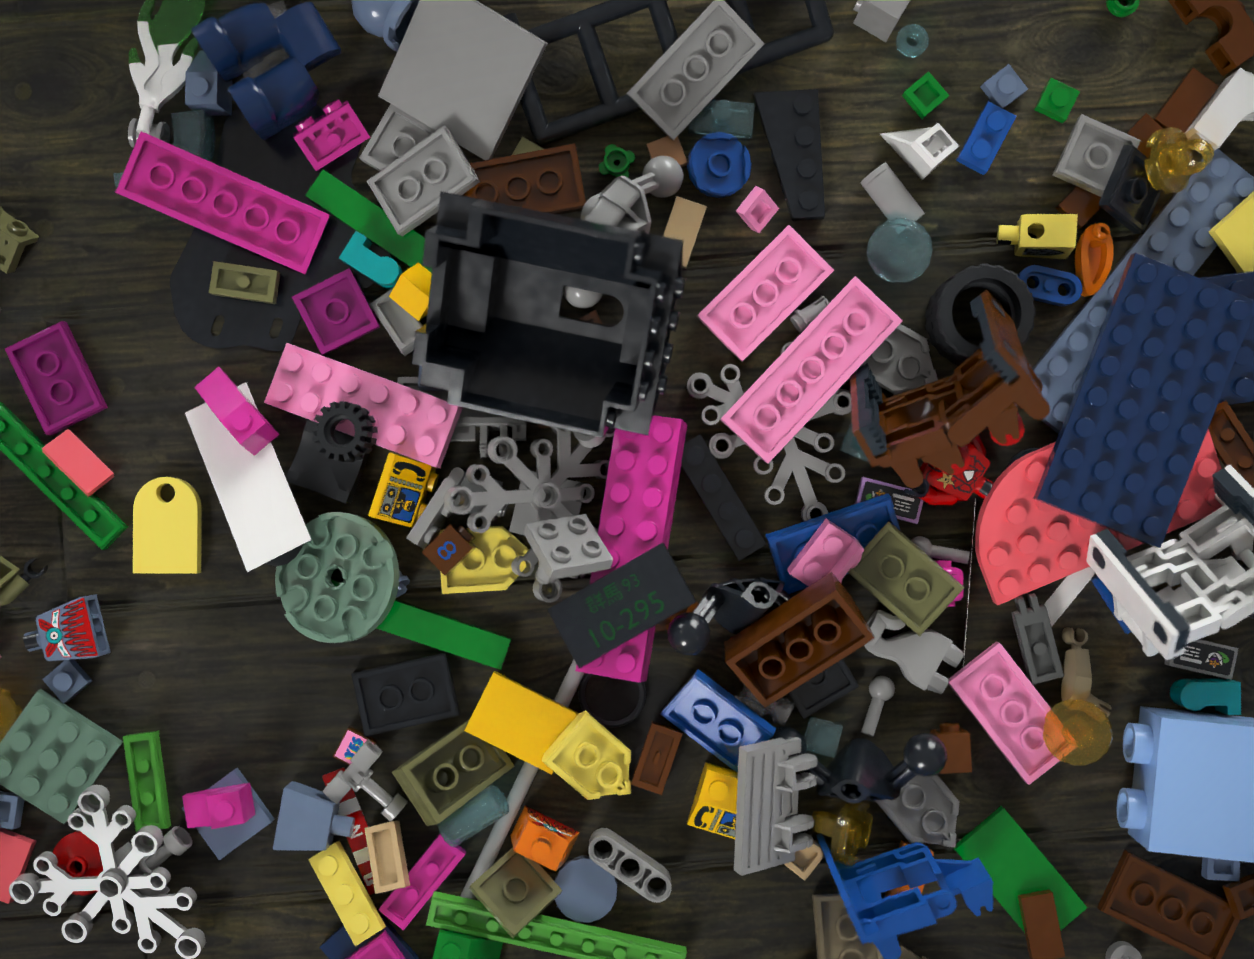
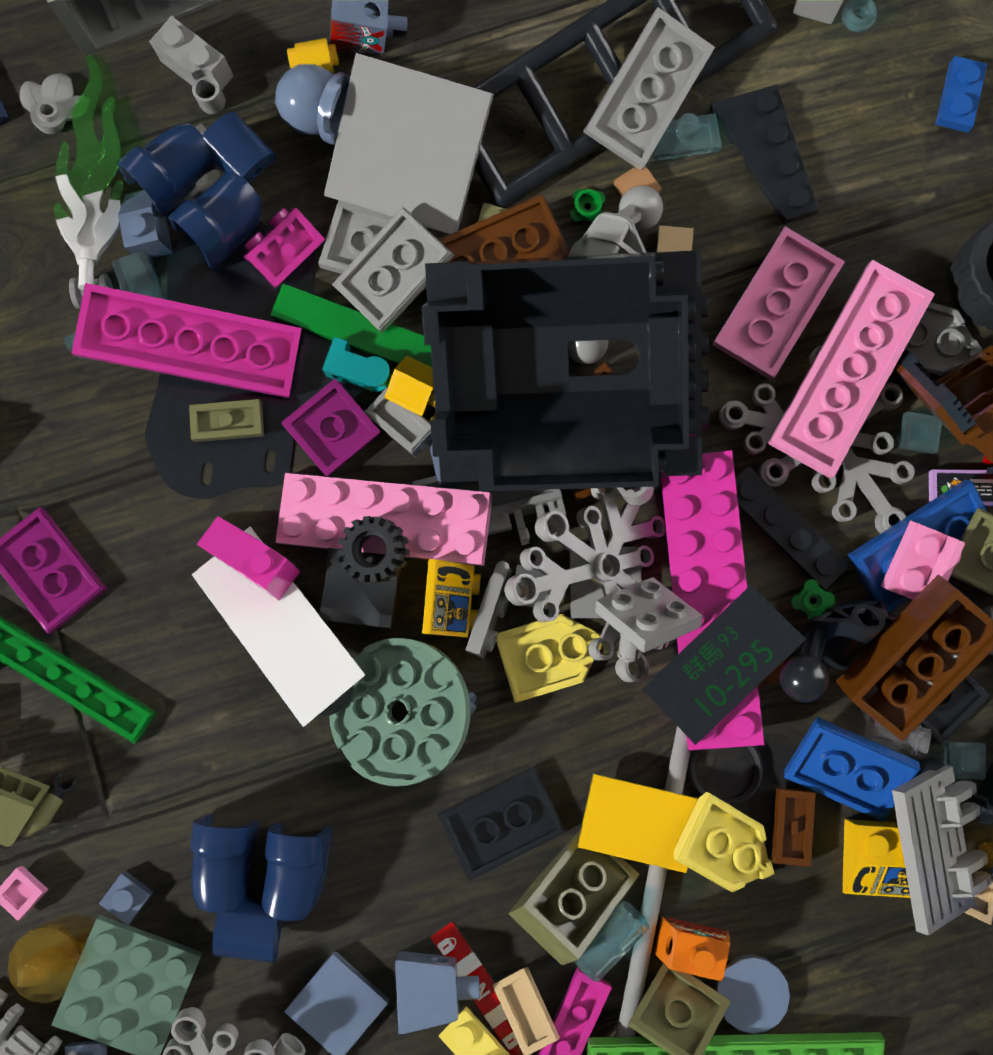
camera: 15 degrees left, 5 degrees down
(70, 631) = (118, 842): torso -> none
(78, 462) = (88, 654): coral tile -> none
(147, 779) = (240, 997): bright green tile -> none
(149, 688) = (221, 876): none -> dark blue piece
(167, 532) = (202, 707): light yellow tile -> none
(219, 806) = (327, 1000): dark pink arch -> none
(350, 744) = (460, 897): tile -> none
(358, 776) = (472, 928): light grey bar -> none
(445, 634) = (531, 746): green tile -> none
(450, 548) = (515, 649): reddish brown brick -> none
(635, 879) = (810, 964): light grey beam -> none
(719, 165) = (695, 184): blue tile -> none
(726, 557) = (810, 590): none -> green plate
(757, 209) = (747, 219): bright pink plate -> none
(804, 317) = (825, 319): light grey pin -> none
(891, 194) = (884, 174): light grey pin -> none
(899, 250) = (907, 225): clear light blue tile -> none
(922, 148) = (898, 120): white slope -> none
(925, 95) = (888, 65): green plate -> none
(1004, 87) = (965, 39): sand blue plate -> none

